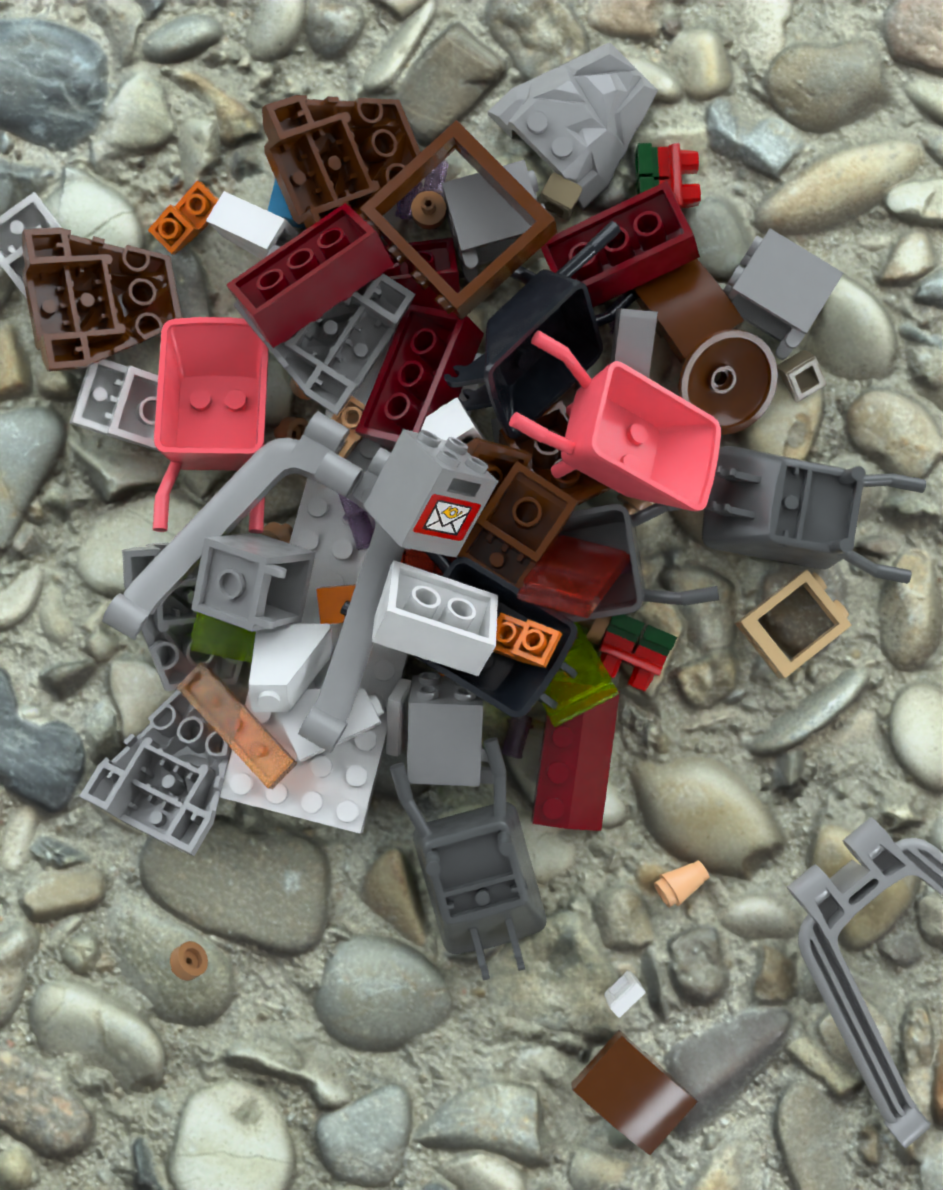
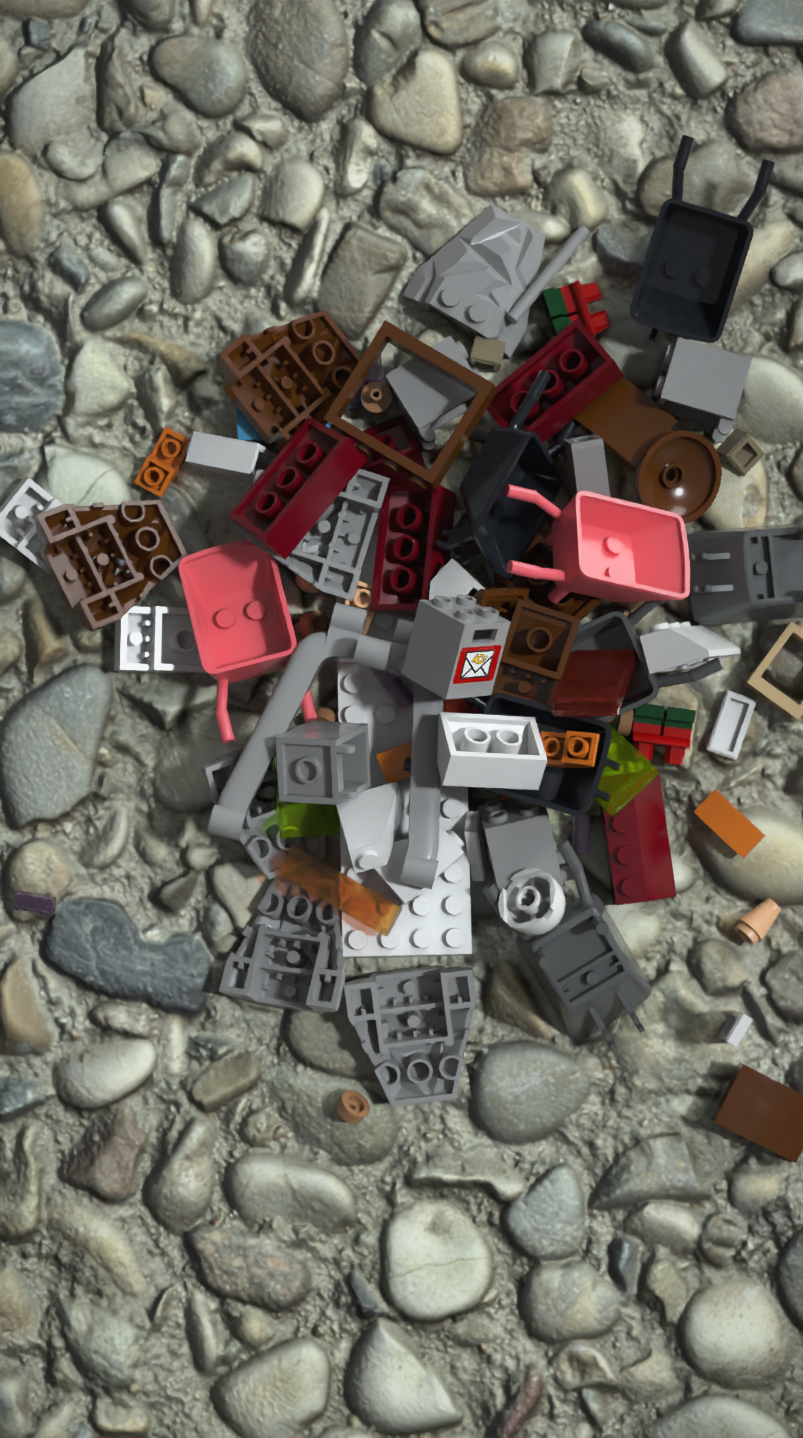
camera: 15 degrees left, 0 degrees up
(277, 896) = (414, 1029): none -> light grey wedge
(438, 797) = (532, 902): none -> white cylinder
(648, 130) = (548, 274): none -> light grey bar
(679, 769) = (729, 823): none -> orange slope
(681, 564) = (683, 647): none -> white slope
(710, 663) = (731, 725): none -> white tile
(810, 151) = (694, 261): none -> black piece

